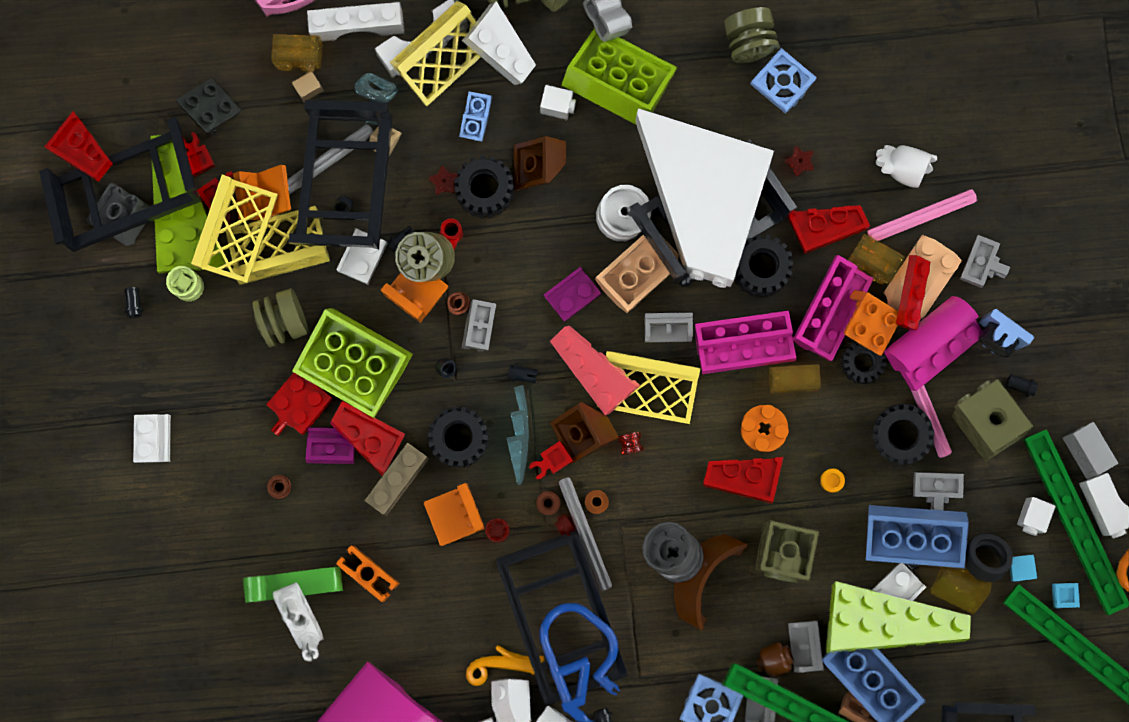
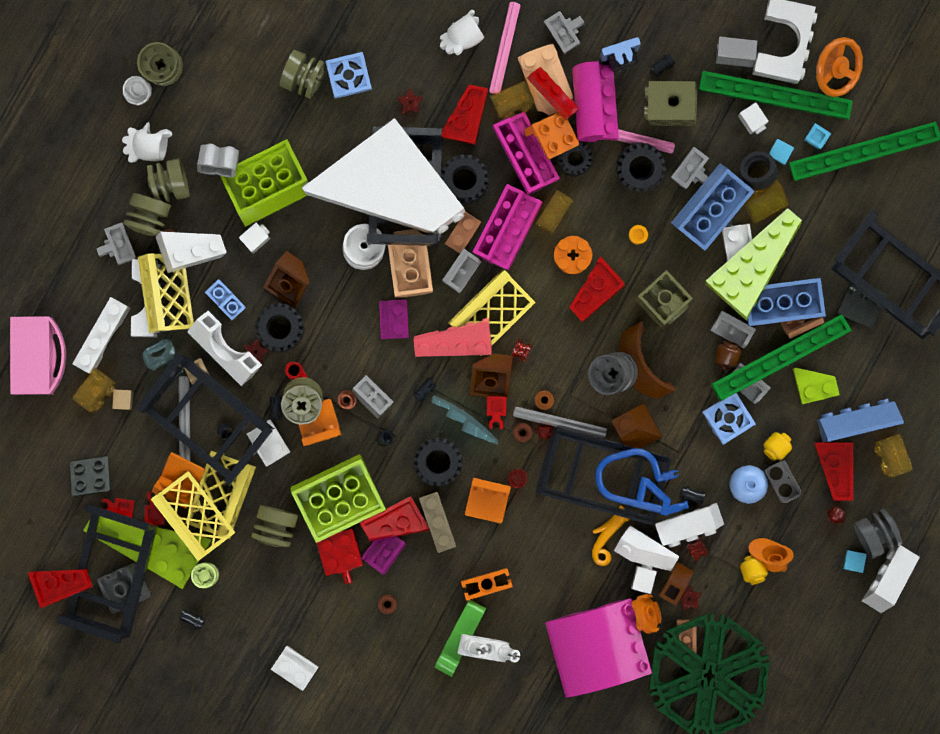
camera: 55 degrees left, 5 degrees up
(429, 122) = (208, 334): none -> white arch
(634, 616) = (636, 427): none -> reddish brown slope
(708, 303) = (463, 233): none -> nougat plate

